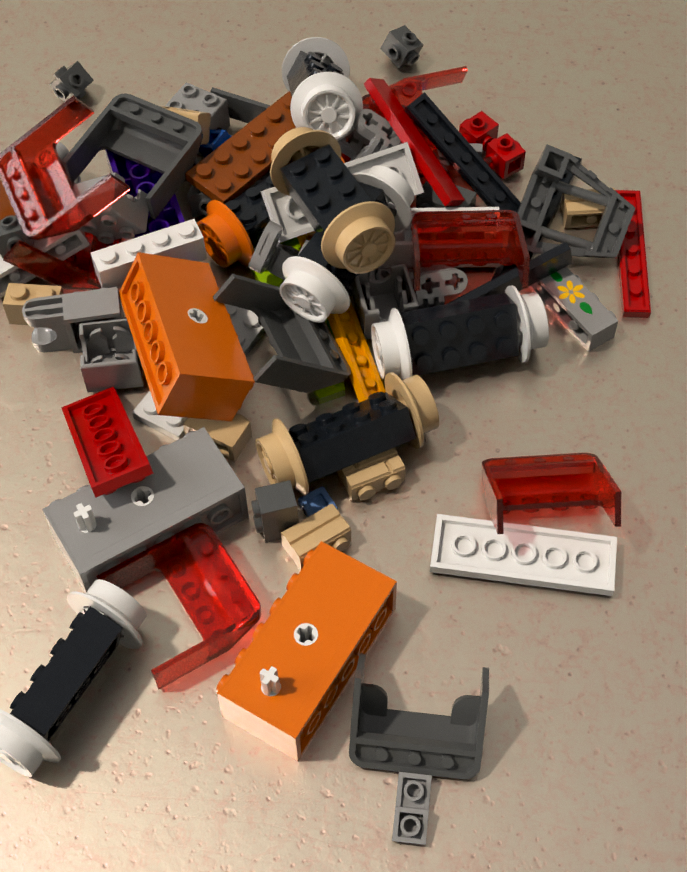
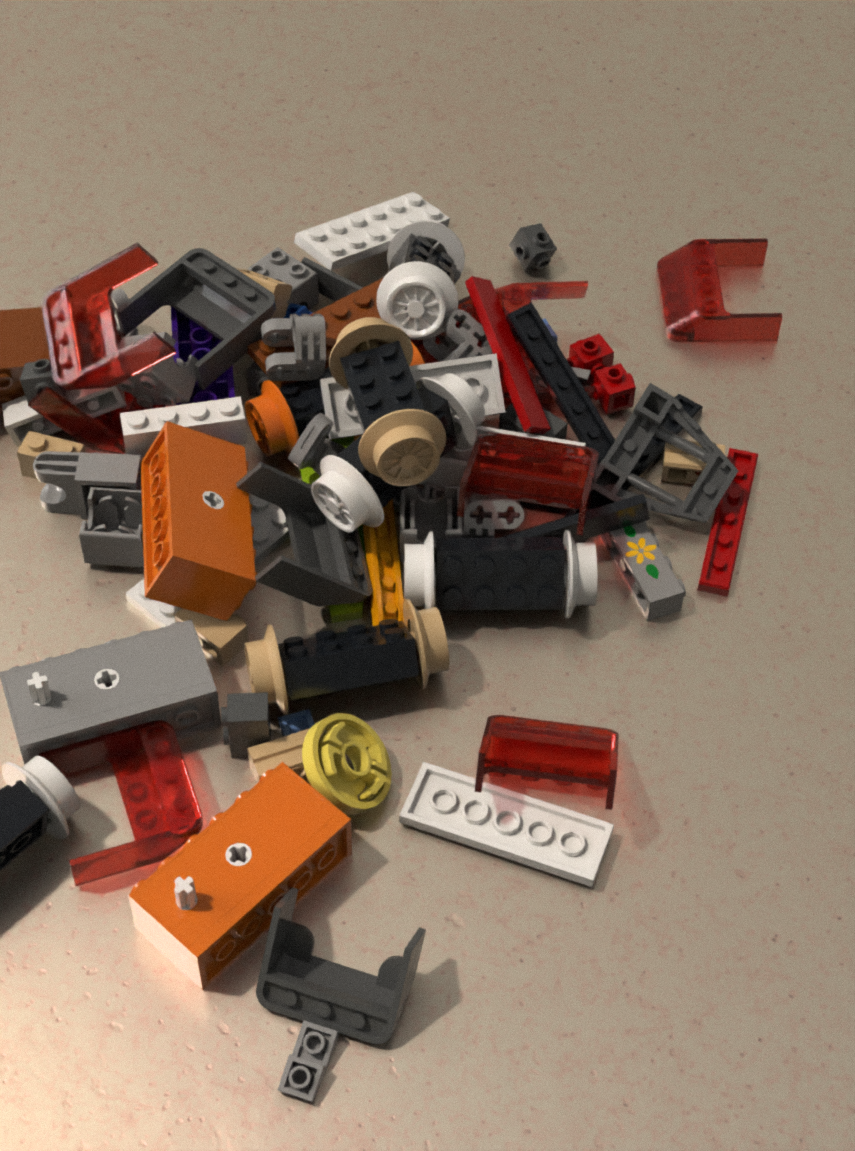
camera: 10 degrees right, 5 degrees down
(71, 82) = (155, 226): dark grey brick -> none
(106, 442) = (85, 616): red plate -> none
(240, 154) = (309, 339): none -> light grey piece
(256, 57) = (365, 231): none -> white plate
(360, 537) = (328, 769): none -> light yellow piece
(373, 474) = (374, 703): tan brick -> none
(548, 67) = (693, 294): none -> clear red windscreen

